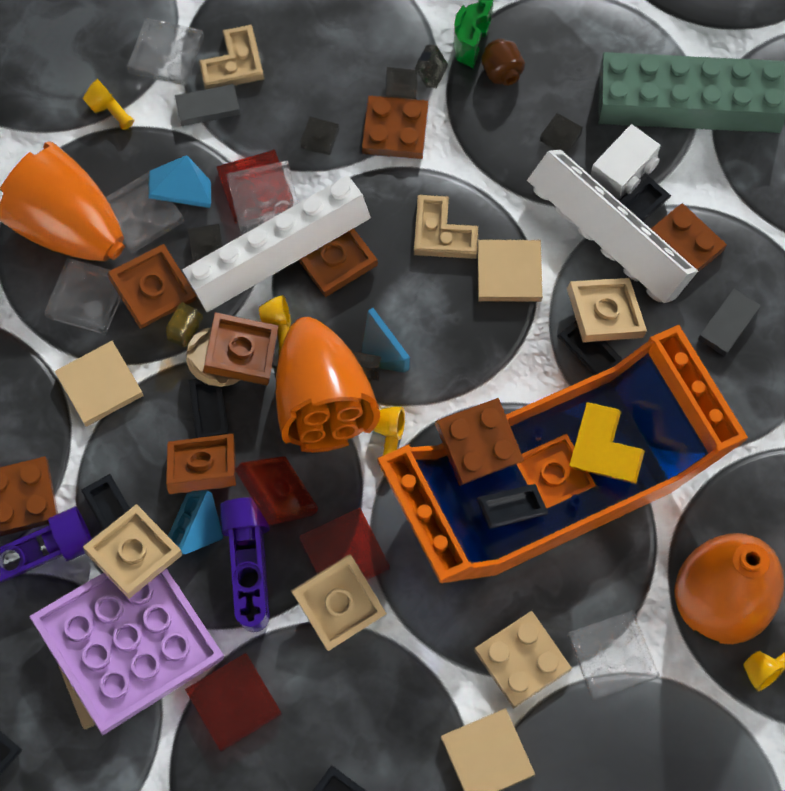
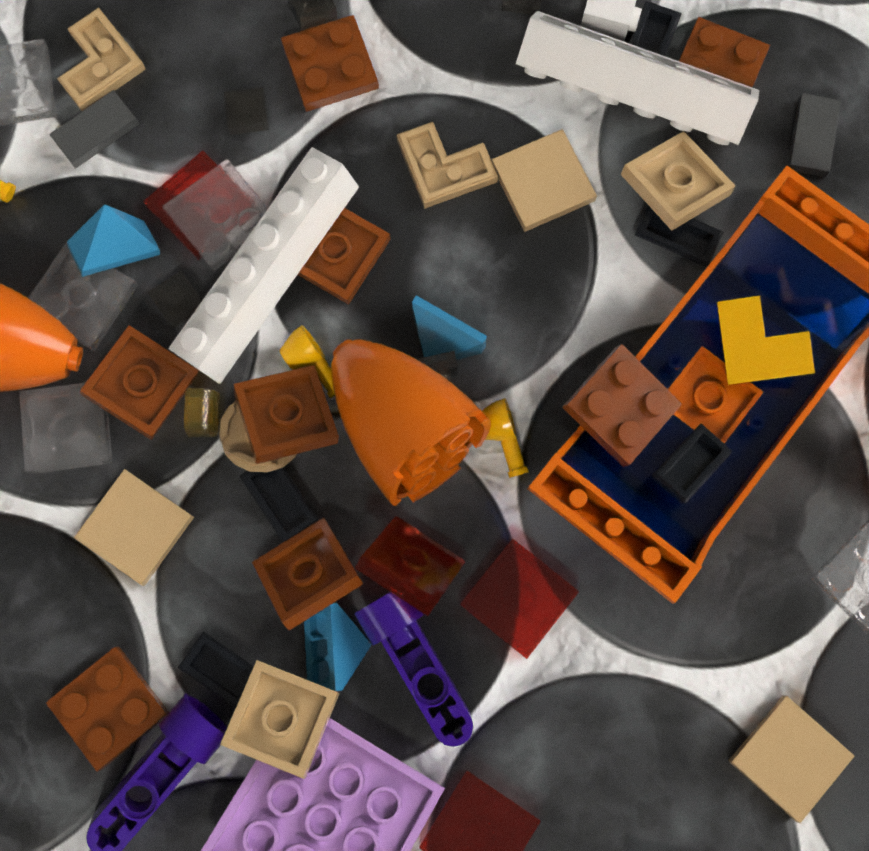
camera: 25 degrees left, 10 degrees up
(338, 602) = (545, 664): tan plate -> none
(522, 659) = (776, 629): tan plate -> none

